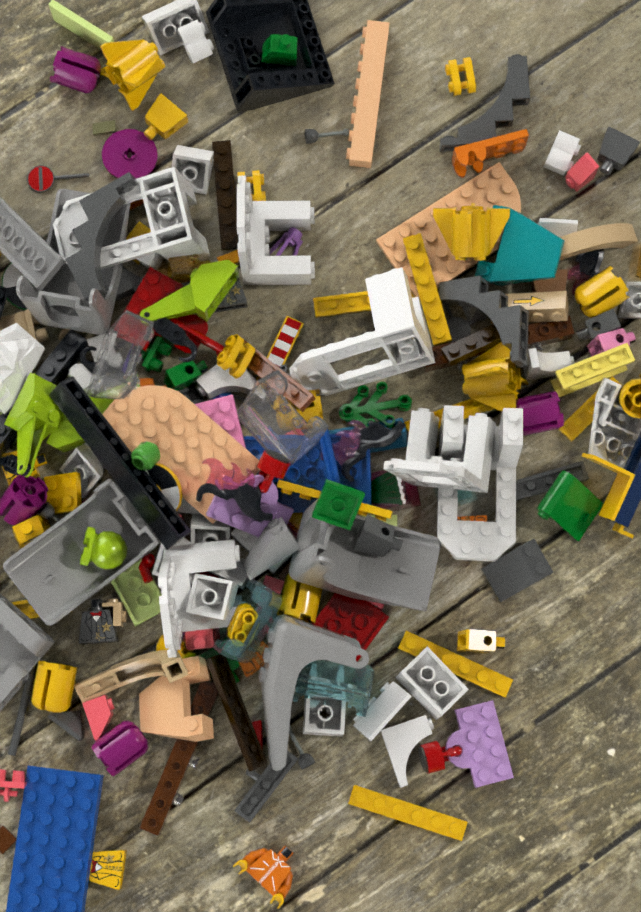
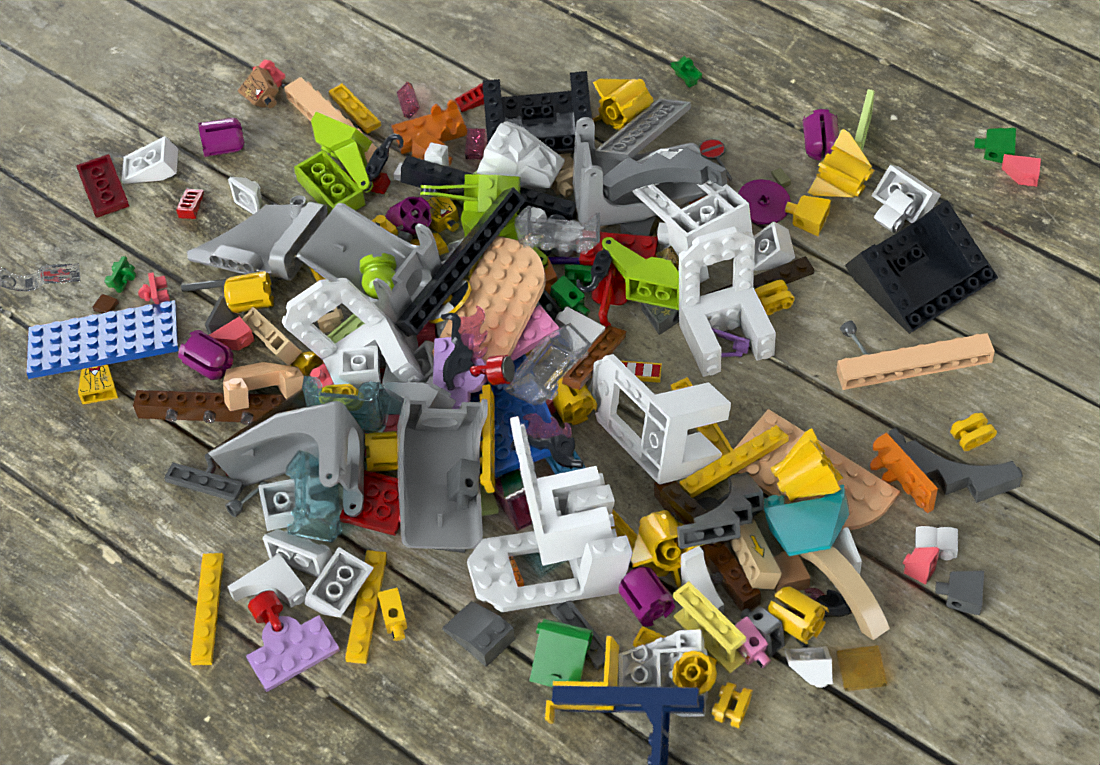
camera: 75 degrees right, 25 degrees down
(145, 455) = (472, 272): bright green head -> none
(235, 356) = (592, 313): yellow brick -> none
(270, 871) = (122, 507): orange torso -> none
(280, 50) = (918, 272): green torso -> none
(329, 458) = (524, 416): blue axle -> none
(338, 504) = (467, 404): green plate -> none
(372, 407) = (588, 442): green plant -> none

